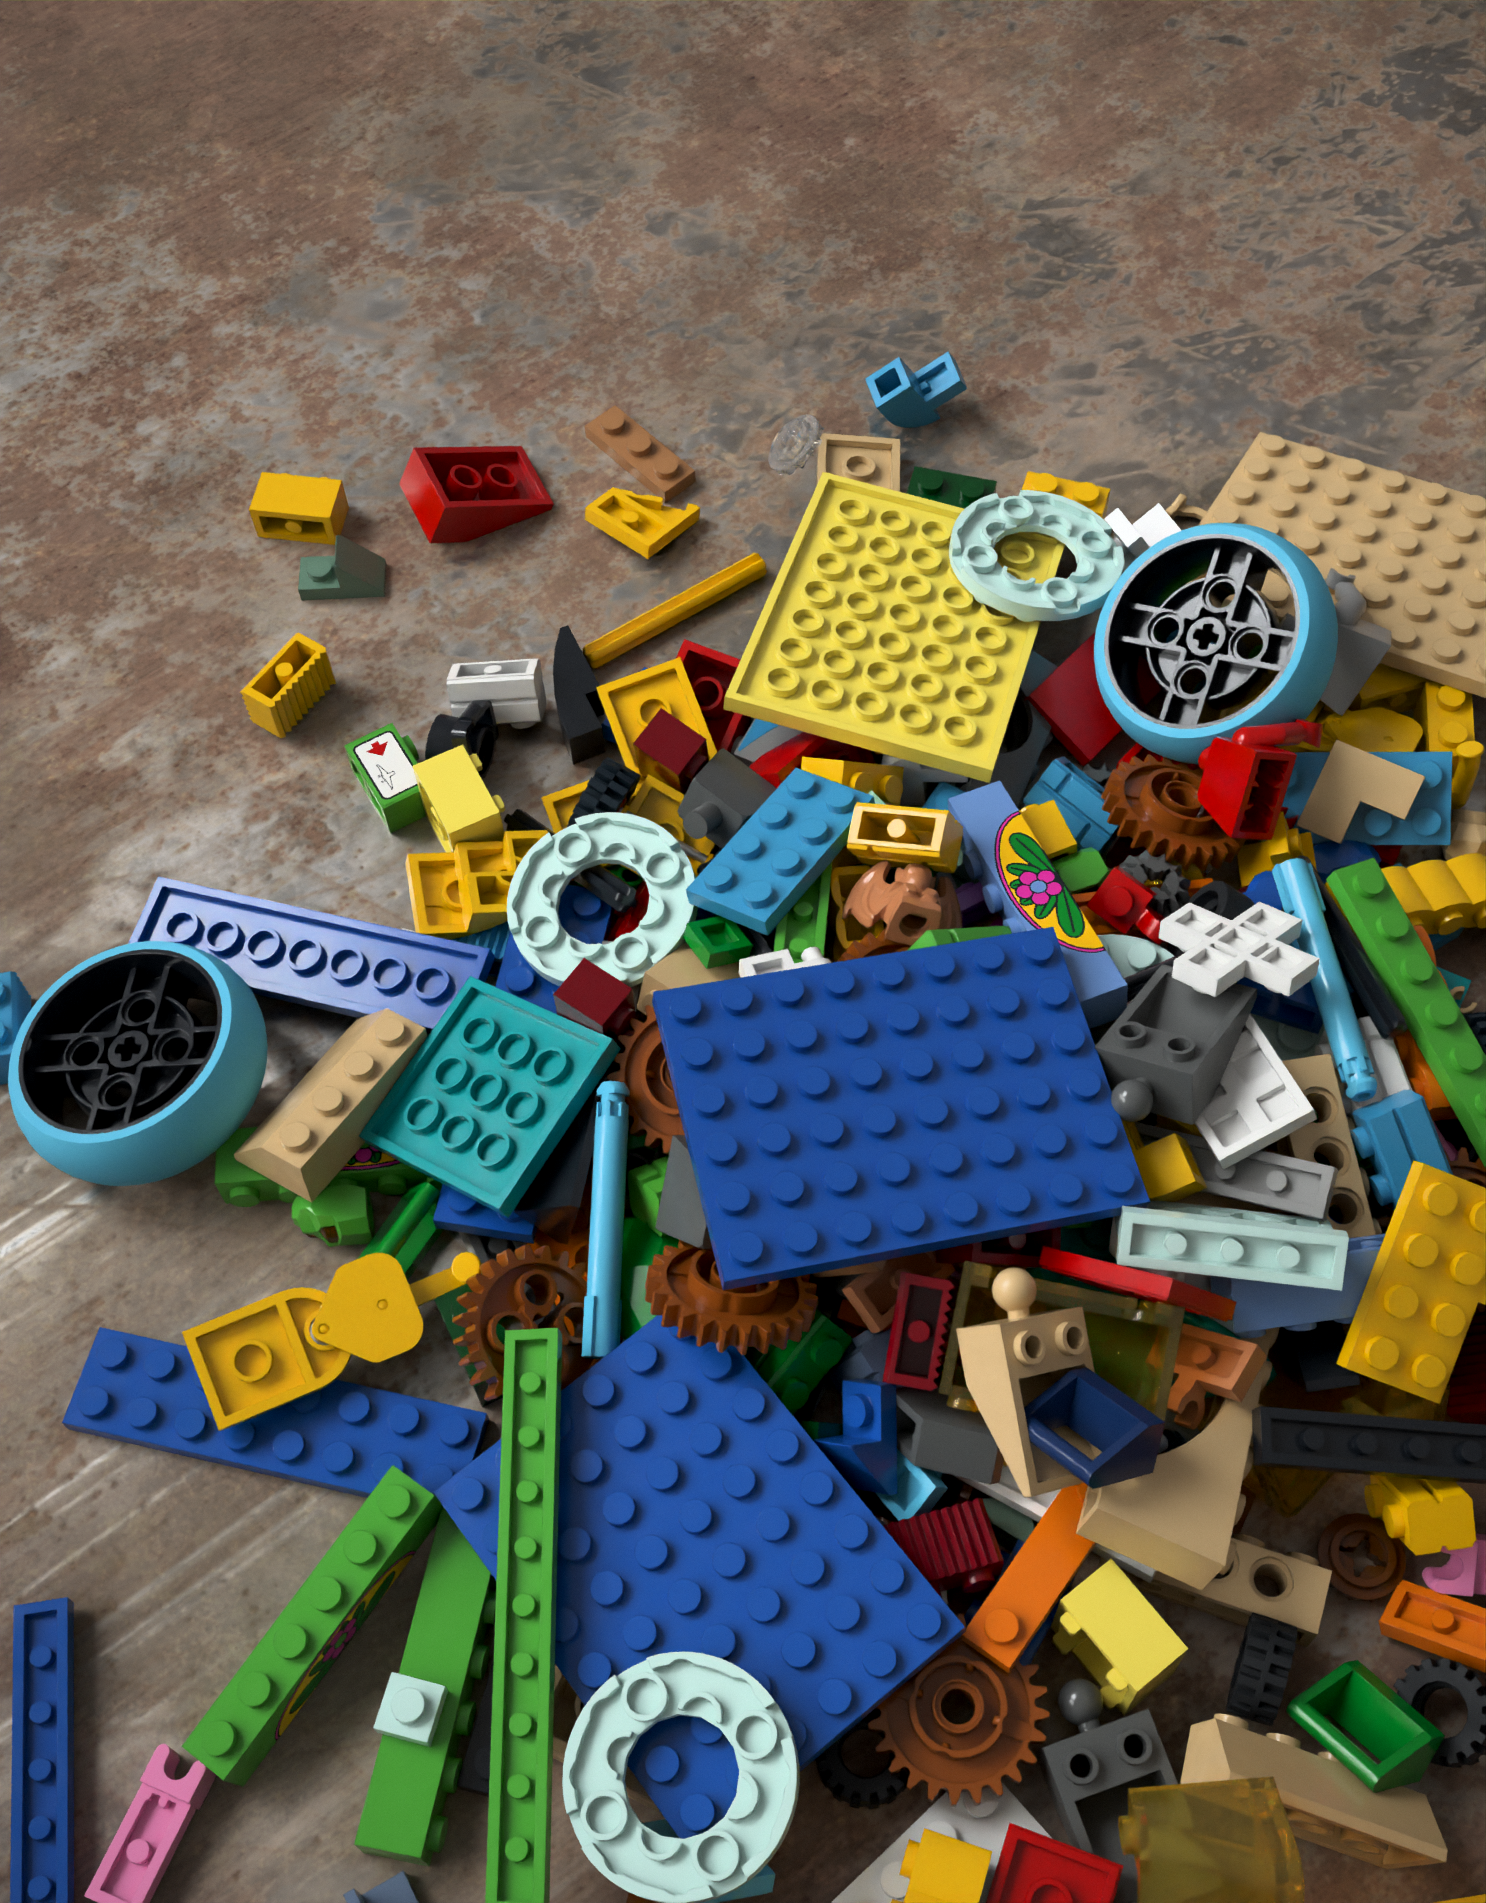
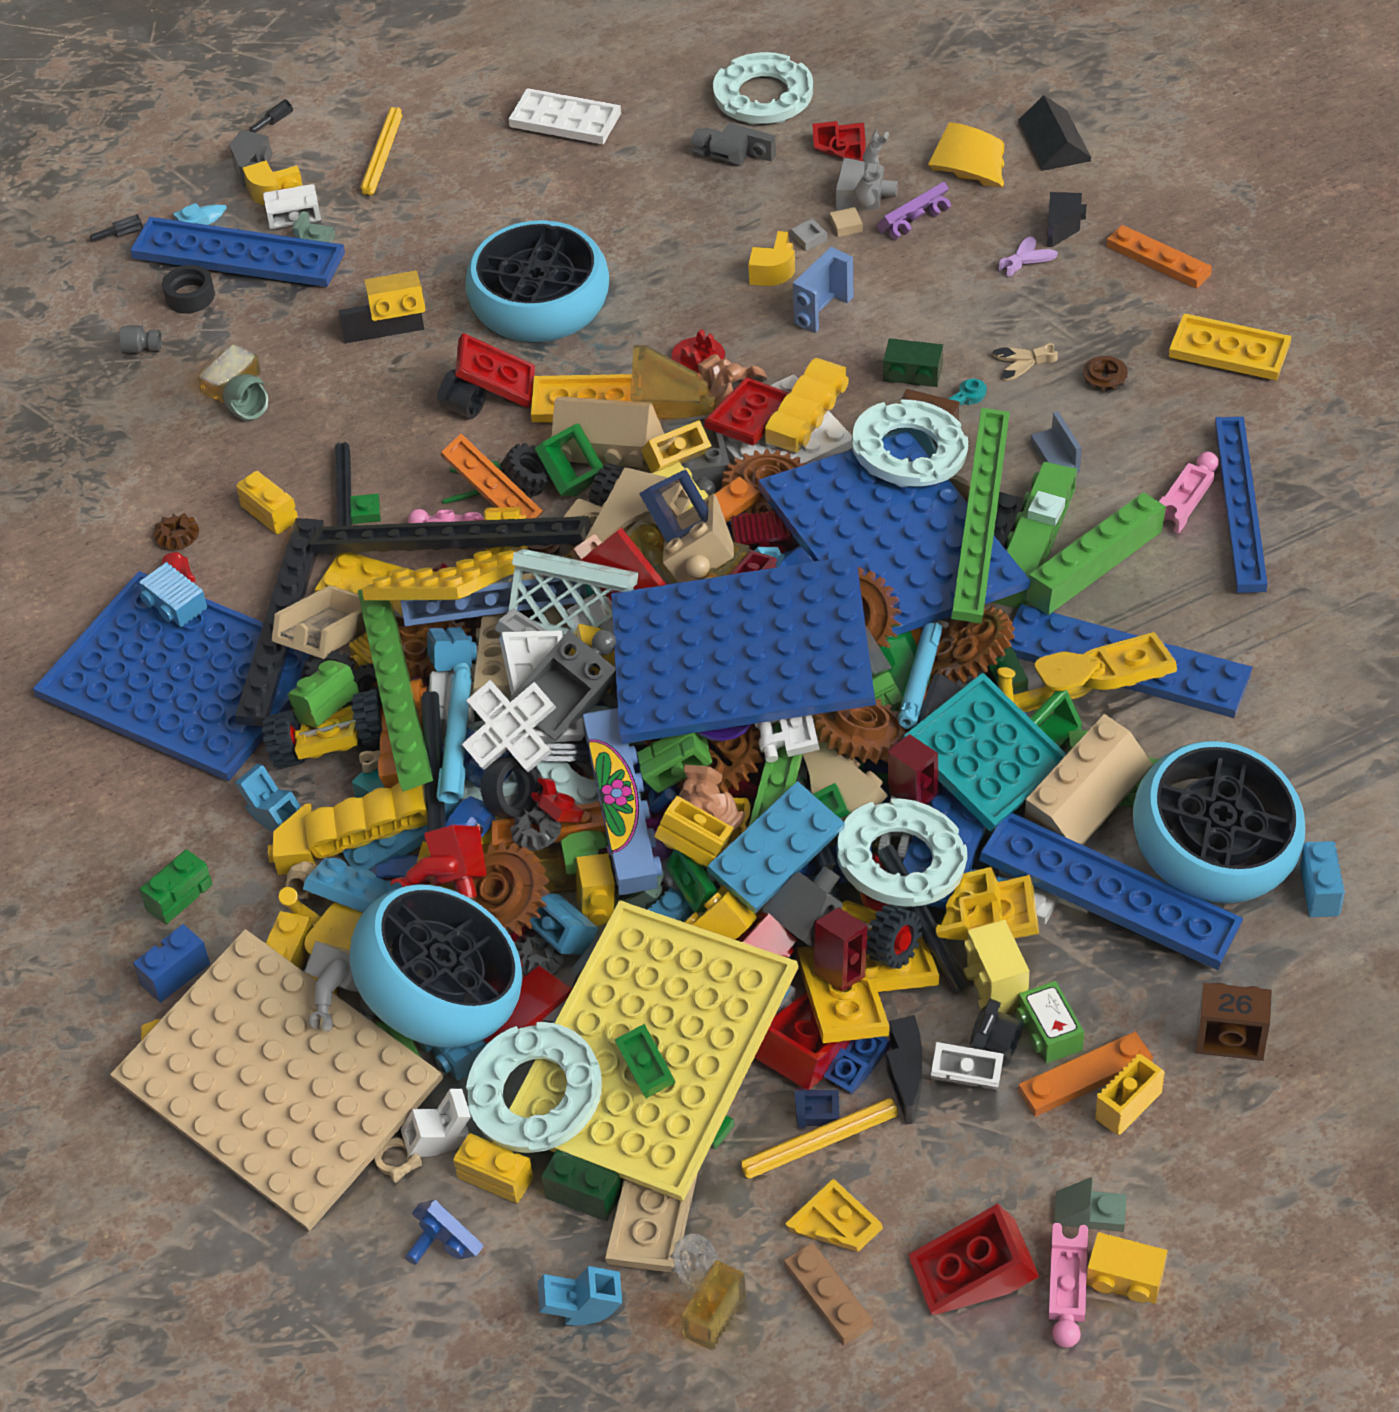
camera: 170 degrees left, 10 degrees down
(146, 783) = (1233, 1021): none -> reddish brown brick
(323, 744) = (1081, 1074): none -> orange plate
(367, 489) = (1068, 1284): none -> bright pink plate
(670, 639) = (816, 1107): none -> dark blue tile
(762, 399) = (713, 1305): none -> clear yellow brick
(900, 576) = (645, 1061): none -> green plate
(1091, 421) = (443, 1226): none -> blue plate
(1151, 1711) = (676, 447): none -> yellow brick
(1354, 778) = (367, 878): tan tile -> none

